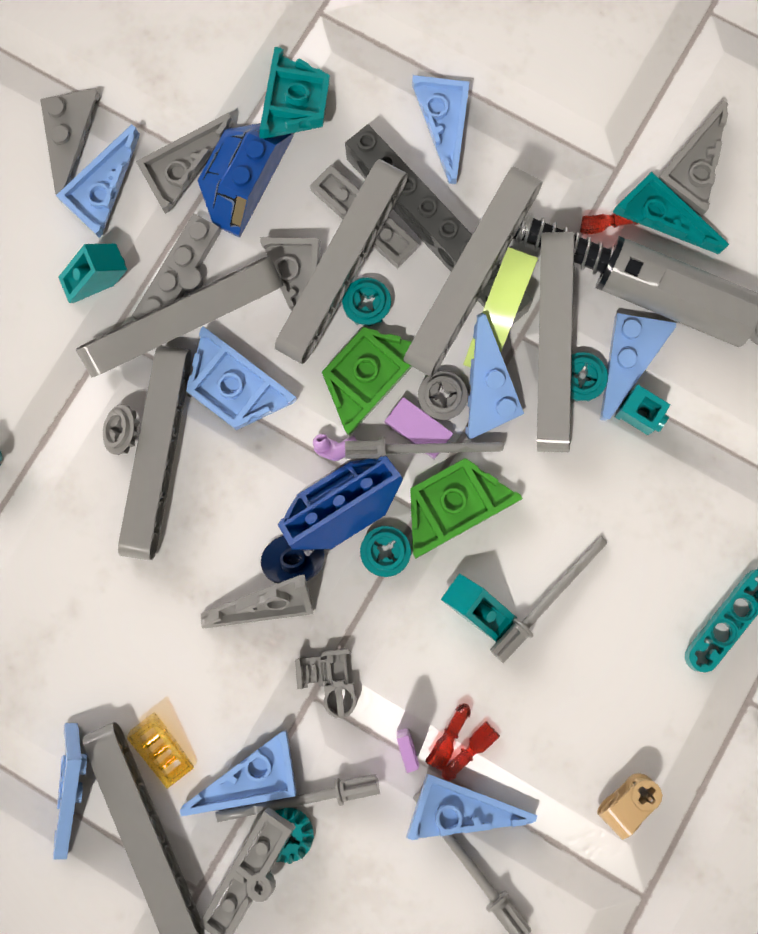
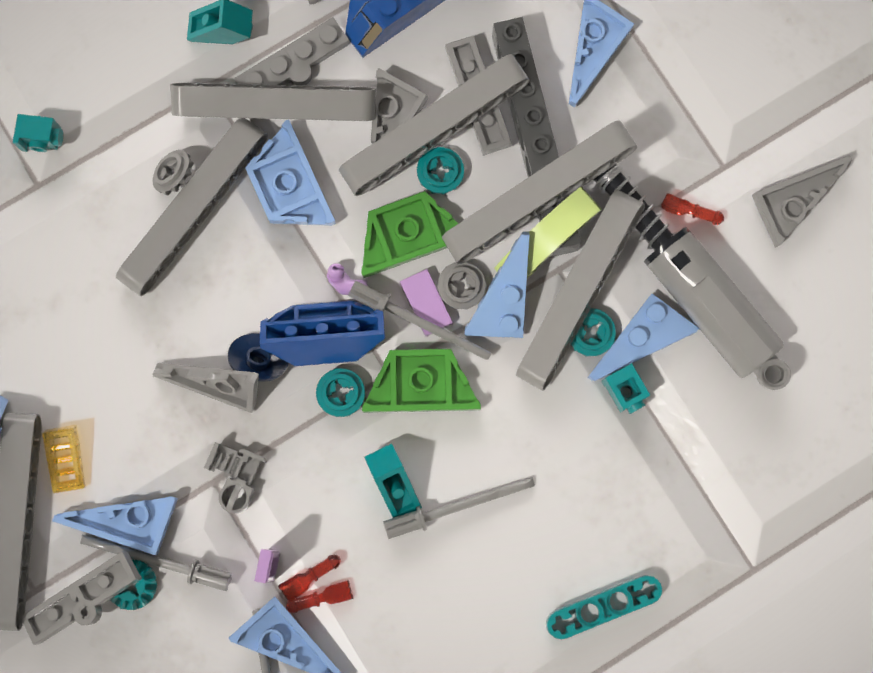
camera: 20 degrees right, 0 degrees up
(661, 209) = (741, 224): teal wing -> none

